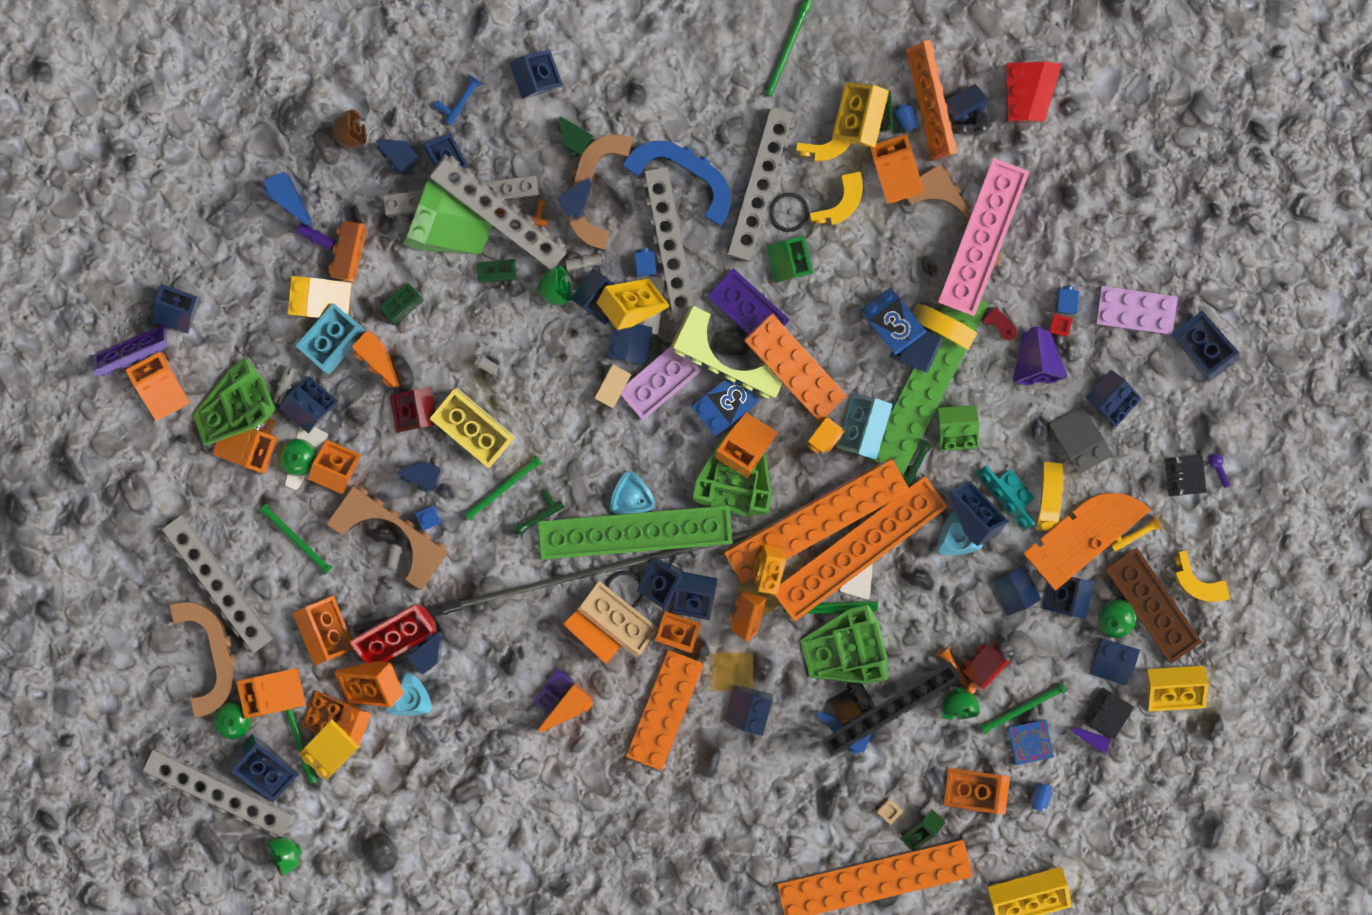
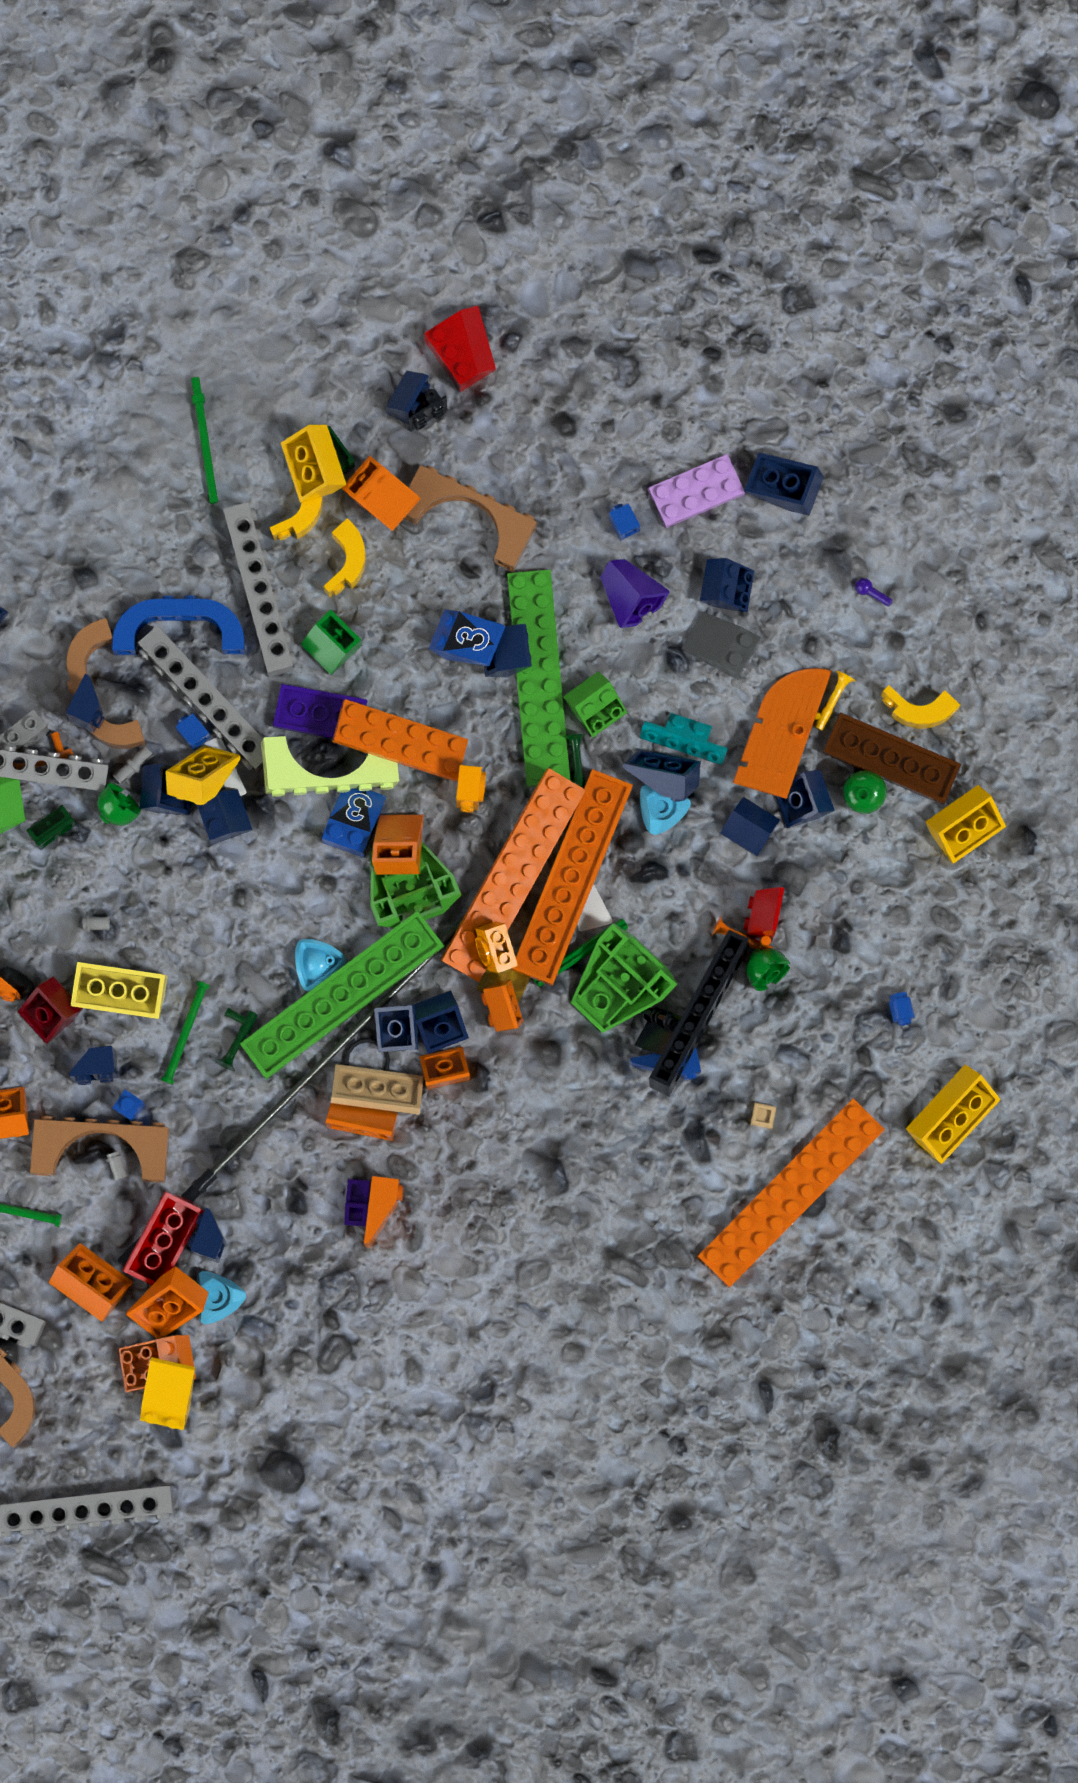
camera: 30 degrees left, 10 degrees down
(230, 720) = (52, 1429): green cylinder -> none
(262, 768) = (111, 1458): dark blue slope -> none
(271, 693) = (75, 1374): orange slope -> none
(285, 854) = (186, 1529): green cylinder -> none
(300, 744) = (120, 1398): green bar -> none
(574, 137) = (49, 653): dark green slope -> none
(612, 386) = (232, 868): tan hinge -> none
(659, 382) = (276, 836): lavender plate -> none
(665, 710) = (479, 1153): orange plate -> none
(733, 670) = (524, 1073): clear yellow tile -> none
(749, 709) = (561, 1099): dark blue slope -> none
(784, 228) = (306, 619): black piece -> none
(864, 425) = (502, 756): medium azure slope -> none
(905, 117) = (360, 443): blue brick -> none
(923, 830) = (807, 1112): dark green slope -> none
(931, 100) = (374, 411): orange plate -> none
(944, 326) = (522, 611): yellow arch -> none
(976, 791) = (835, 1041): orange slope -> none
(983, 237) = (504, 507): bright pink plate -> none
(998, 320) = (574, 581): dark red leg -> none
(1022, 708) = (853, 894): green bar -> none
(1030, 742) = (858, 963): tile -> none
(1050, 496) = (726, 713): yellow arch -> none
(1060, 325) = (632, 548): red plate -> none
(1097, 741) = (922, 921): dark purple slope -> none
(1108, 713) = (914, 888): black hinge -> none
(1114, 661) = (888, 834): dark blue slope -> none
(1185, 475) = (843, 617): black hinge -> none

